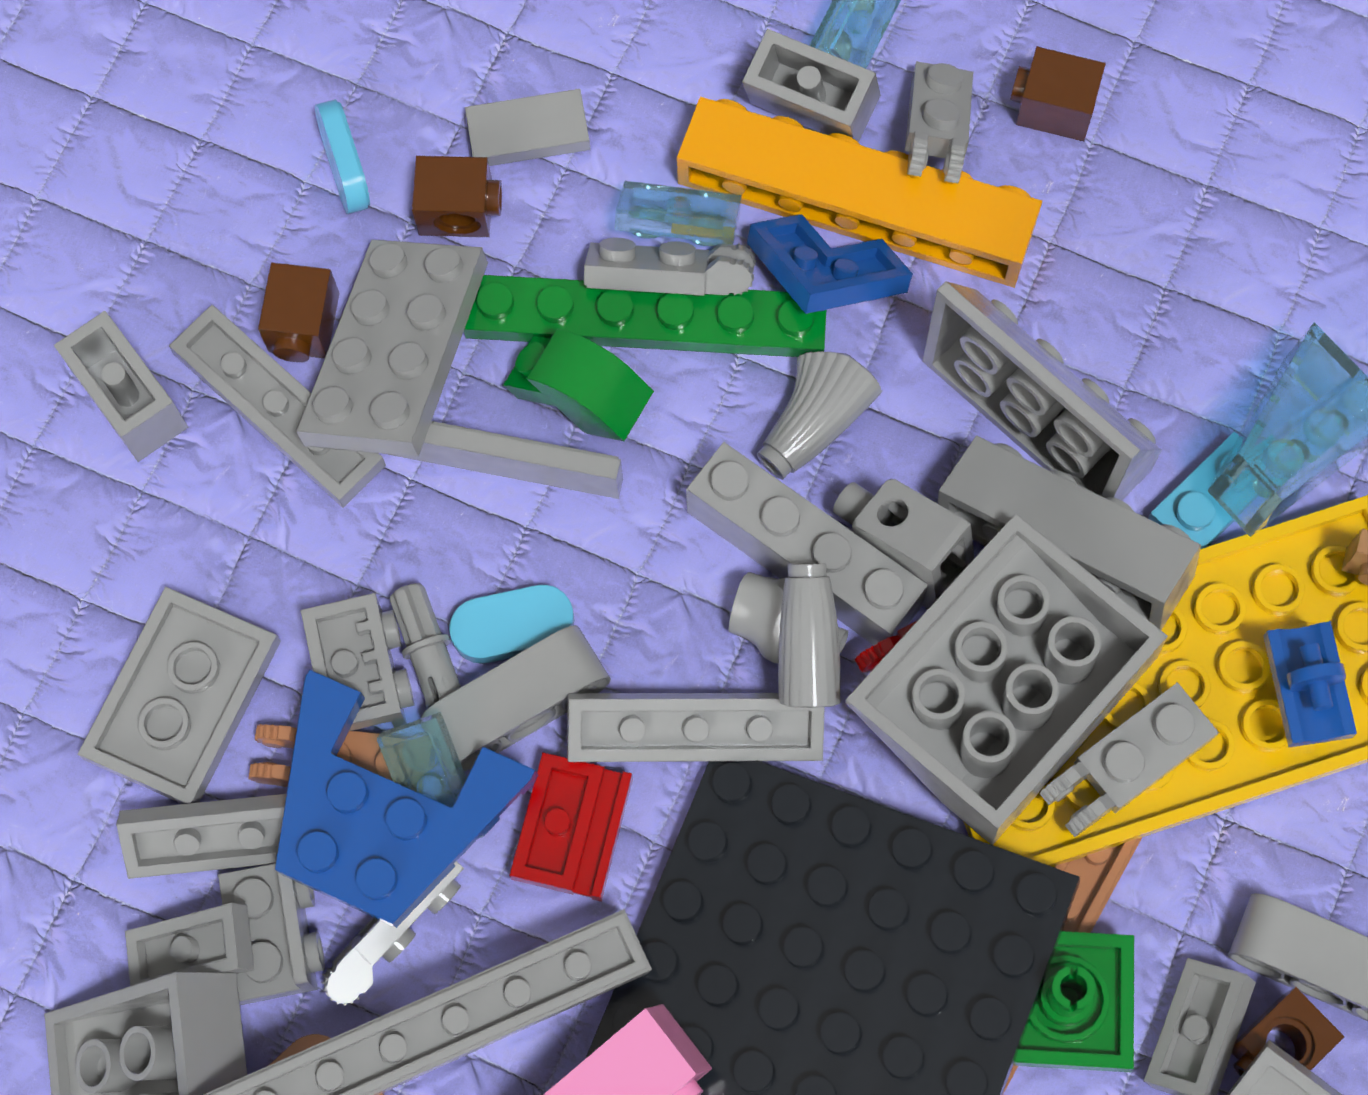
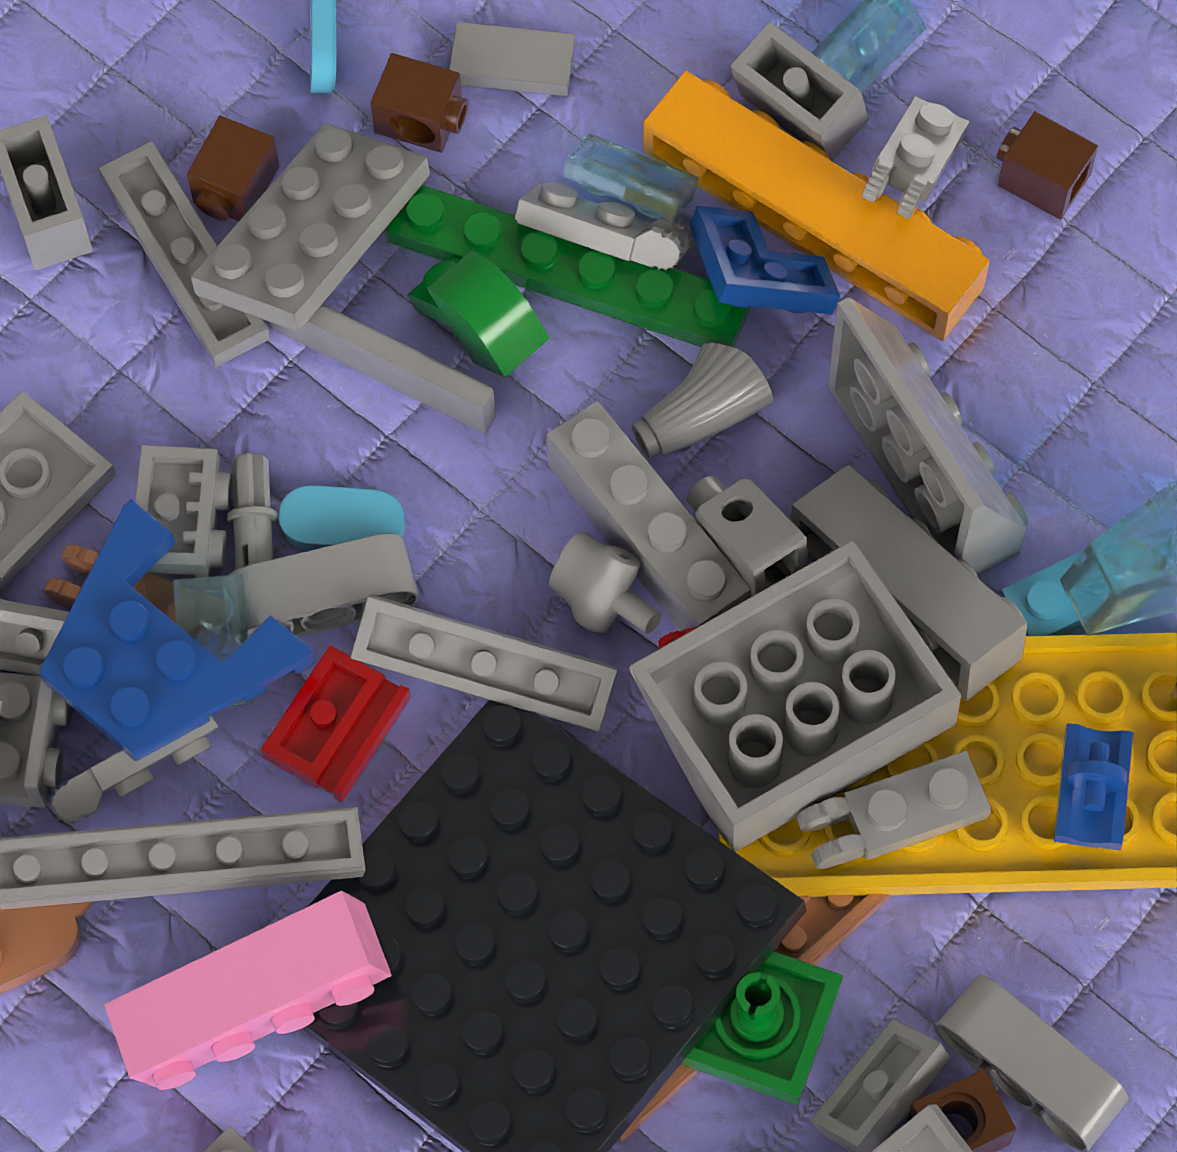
camera: 15 degrees right, 5 degrees down
(808, 640) = (616, 604): light grey piece -> none

